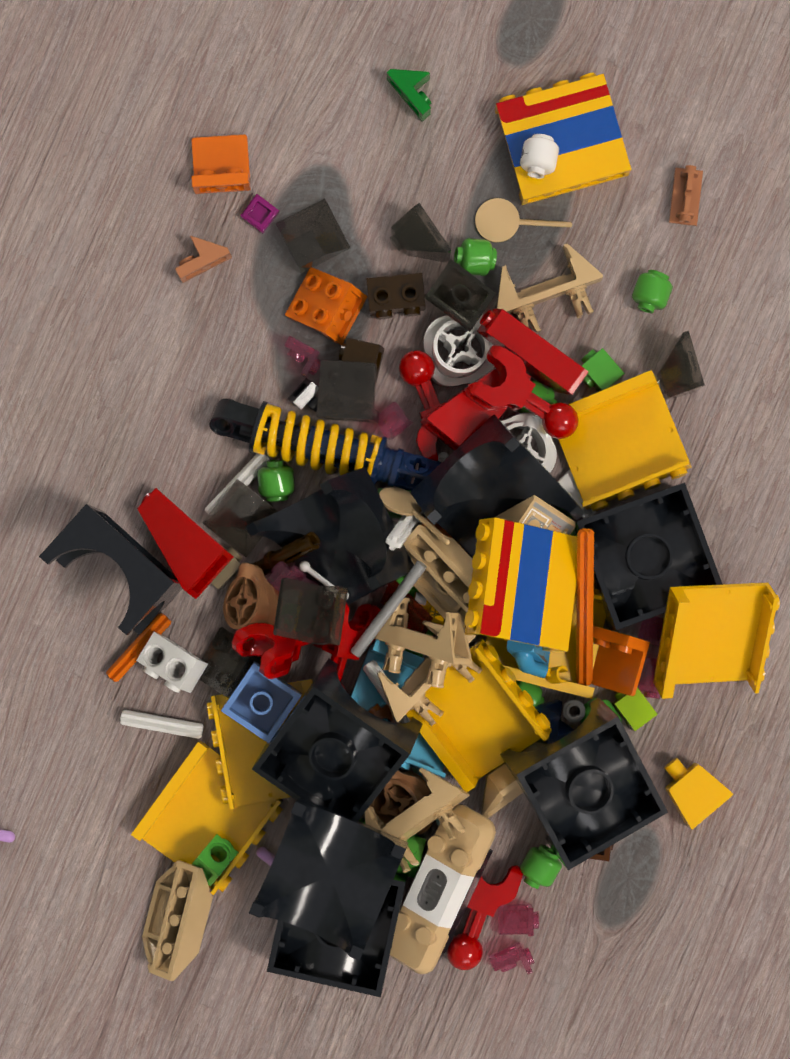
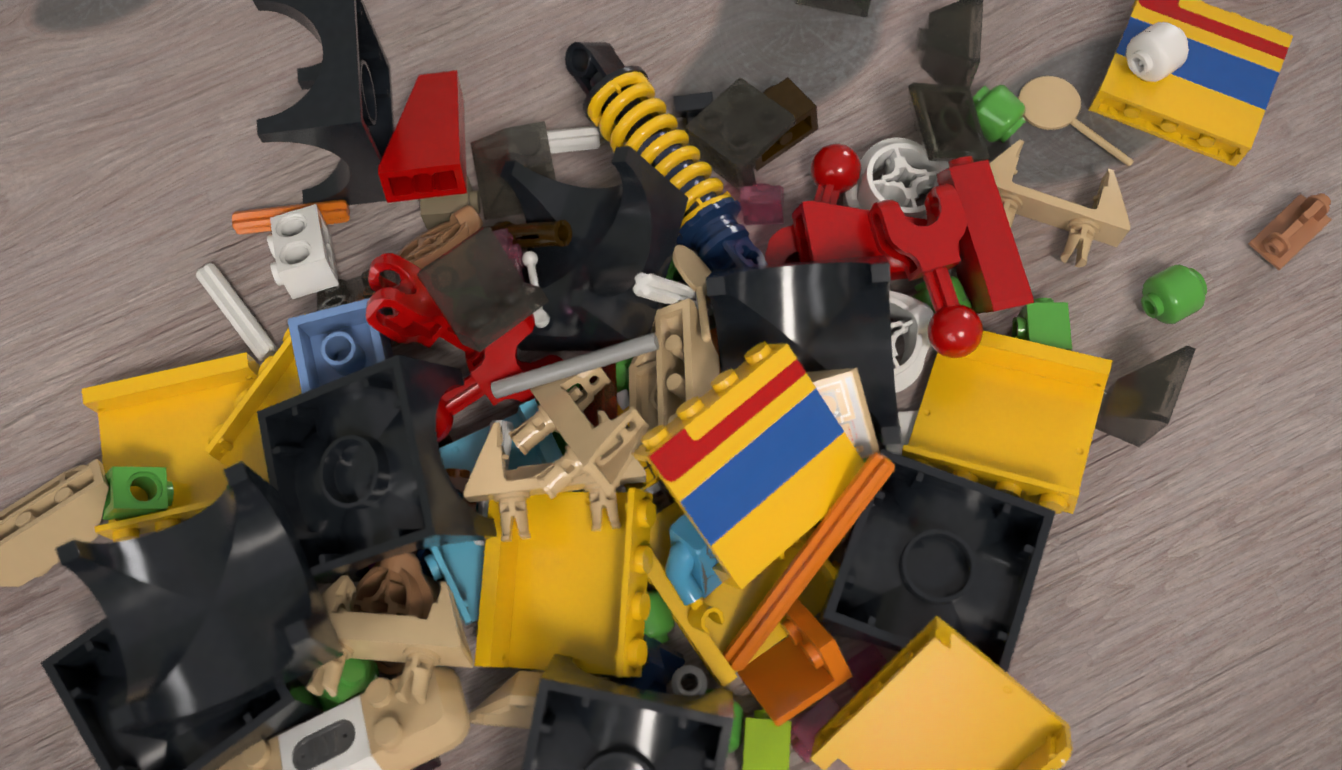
camera: 45 degrees right, 15 degrees down
(275, 481) = (585, 163): bright green head -> none
(301, 351) = (726, 66): clear pink bracket -> none
(326, 305) = (797, 44): orange bracket -> none
(396, 295) = (875, 85): dark brown brick -> none

